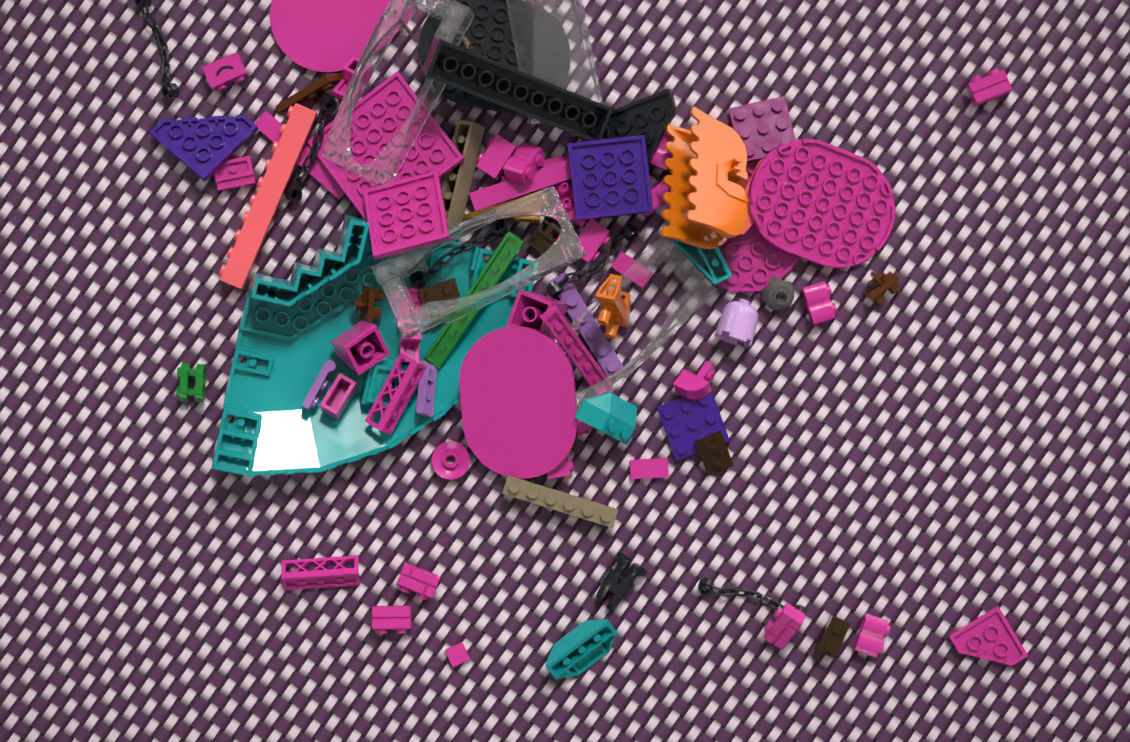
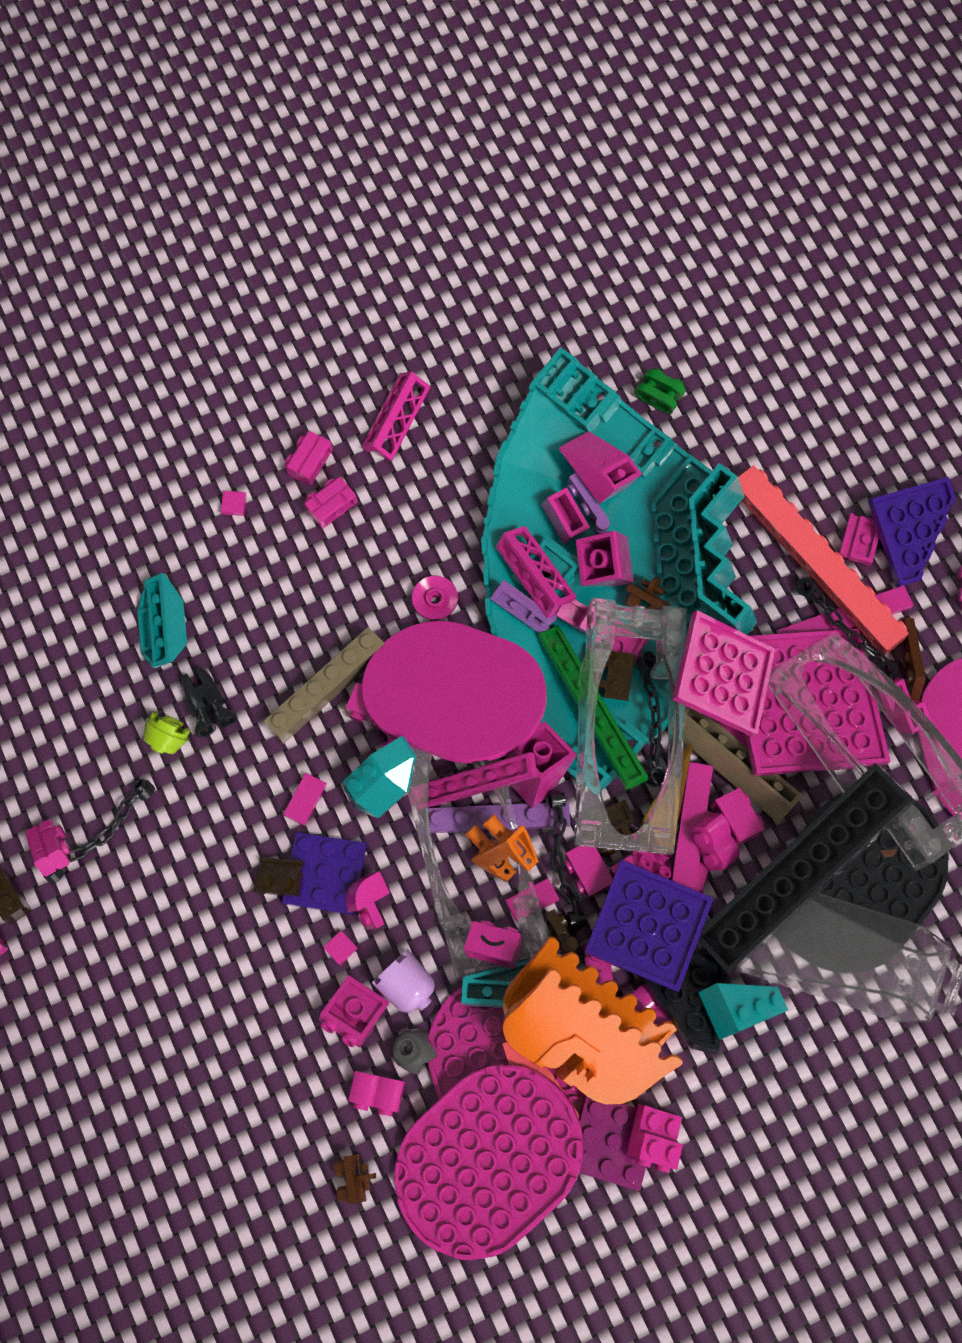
camera: 125 degrees right, 15 degrees down
(287, 390) = (600, 465): none -> dark pink slope
(631, 87) = (740, 1006): none -> teal wedge
(642, 240) = (558, 926): none -> dark brown plate
(659, 594) = (165, 733): none -> lime cone
(682, 275) = (493, 944): none -> dark pink brick
(737, 383) = (340, 948): none -> dark pink tile
(746, 102) = (655, 1139): none -> dark pink plate
(776, 348) = (353, 1012): none -> dark pink plate

